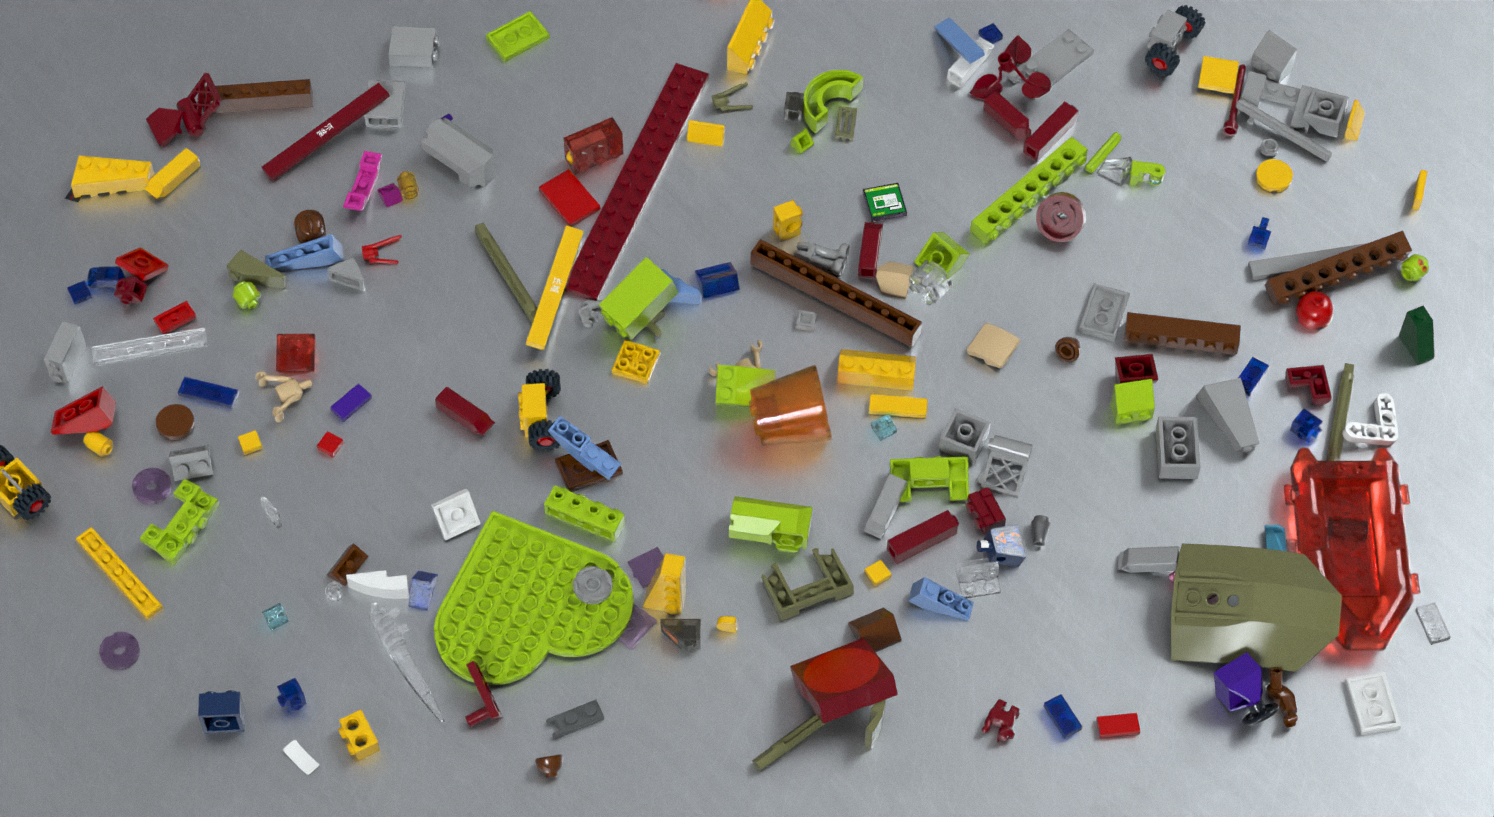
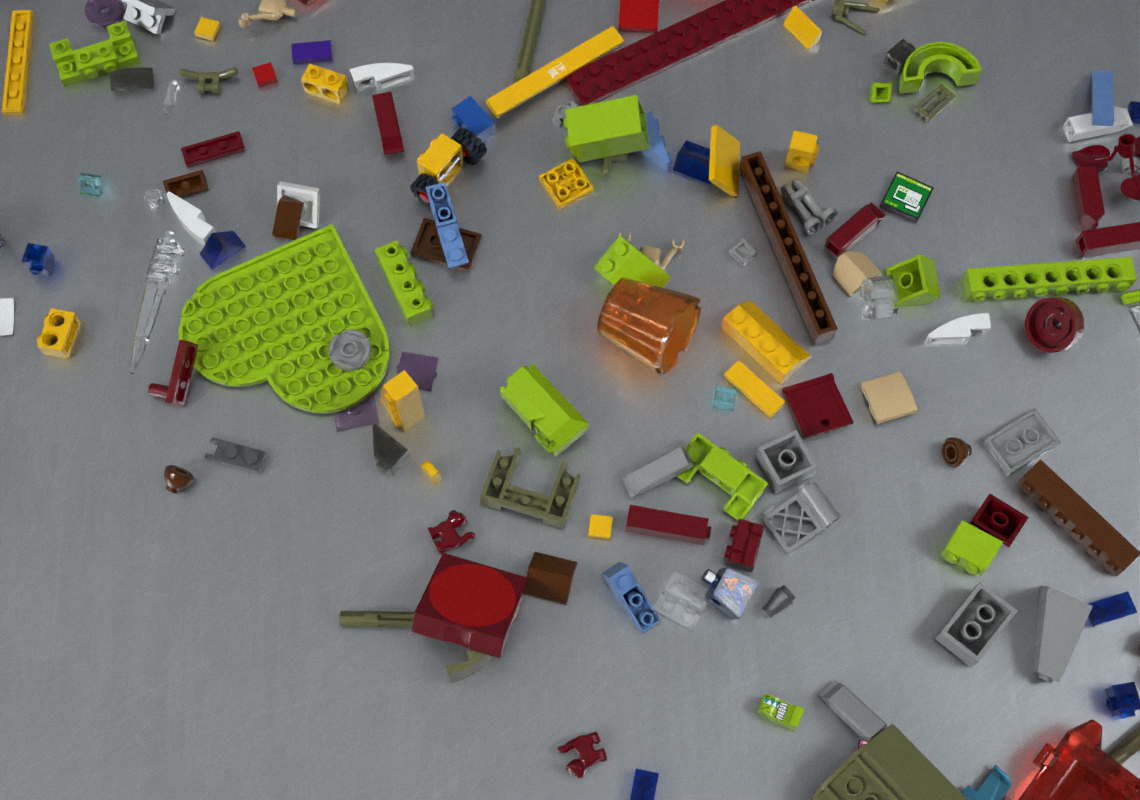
camera: 40 degrees right, 10 degrees up
(226, 520) = (131, 78): none -> clear smoke slope
(291, 473) = (213, 77): none -> olive piece
(343, 525) = (213, 149): none -> dark red tile
(387, 416) = (324, 83): none -> yellow brick
(424, 382) = (381, 75): none -> white slope
(457, 528) = (287, 218): none -> reddish brown slope
(522, 362) = (473, 118): none -> blue brick
(738, 264) = (724, 160): none -> yellow tile
(778, 654) = (448, 534): none -> dark red animal
(948, 383) = (815, 402): none -> dark red container
(1002, 266) = (960, 330): none -> white slope
(1104, 597) = (780, 712): none -> lime leg

